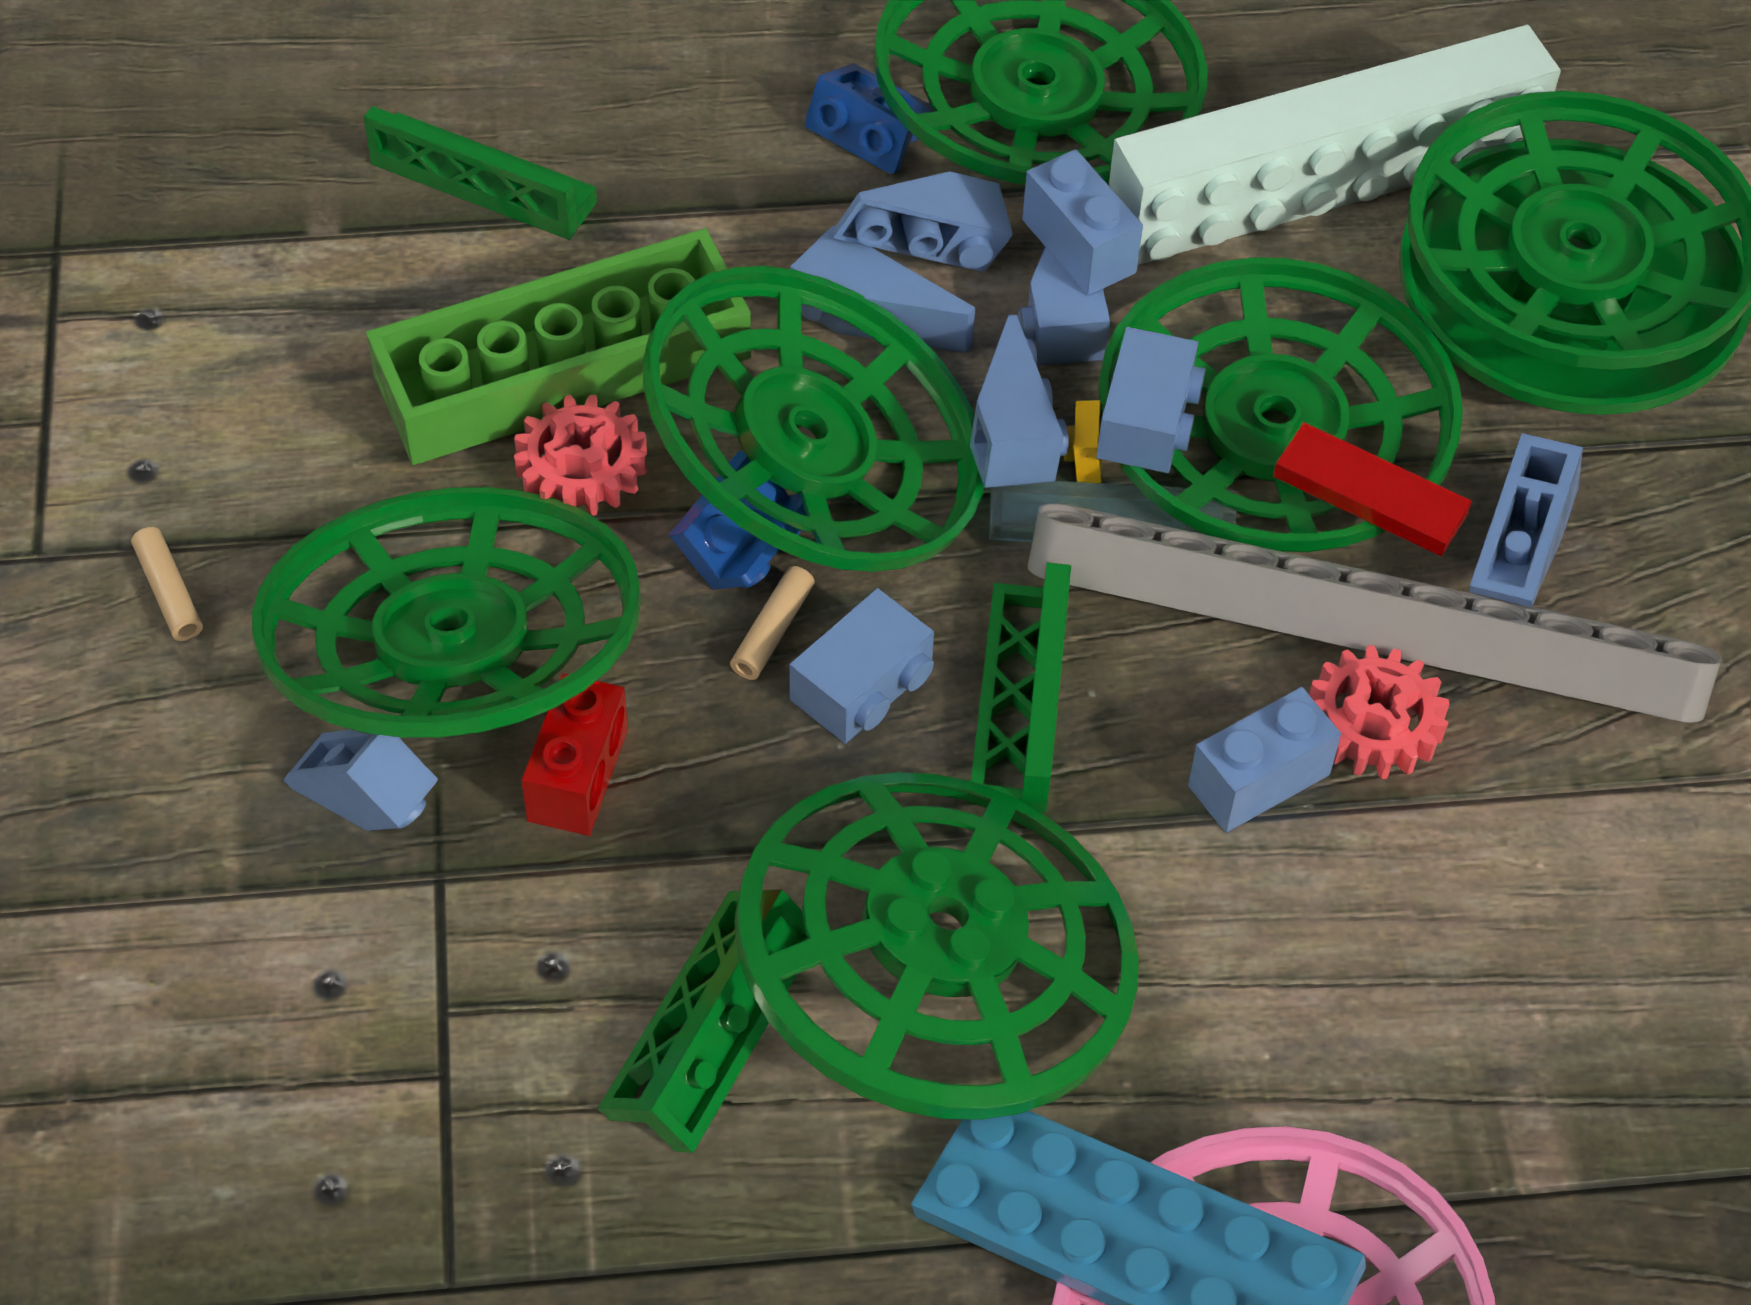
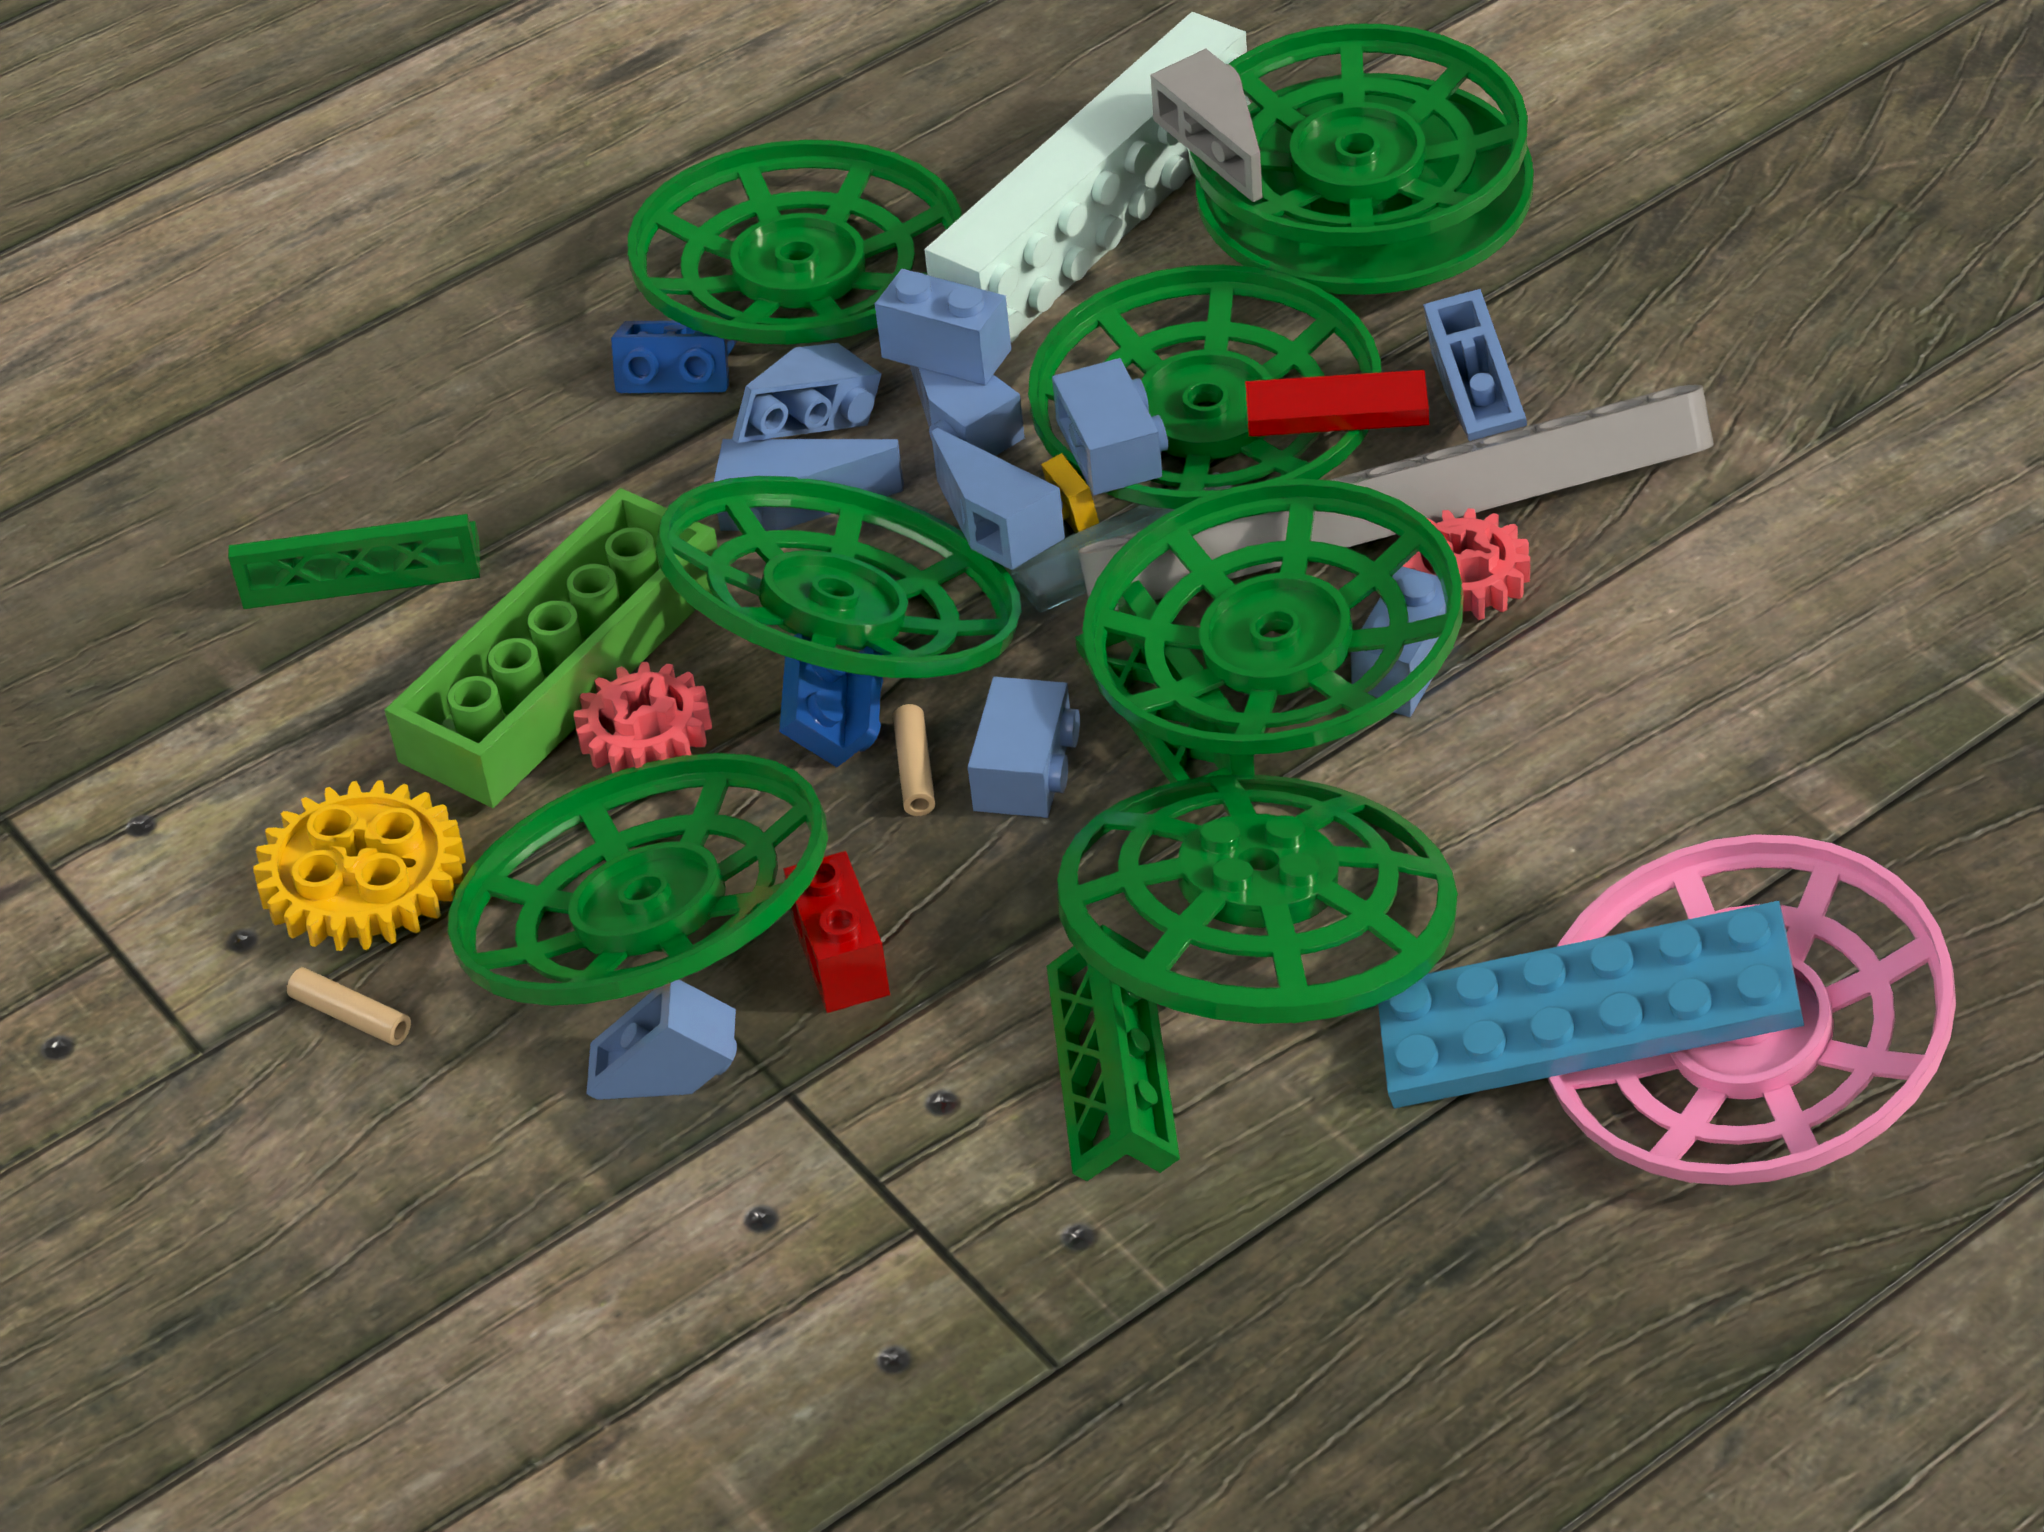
camera: 25 degrees left, 10 degrees down
(265, 459) = (359, 865): none -> yellow gear
(1144, 655) = (1289, 602): none -> green dish
(1453, 137) = (1208, 113): none -> light grey slope

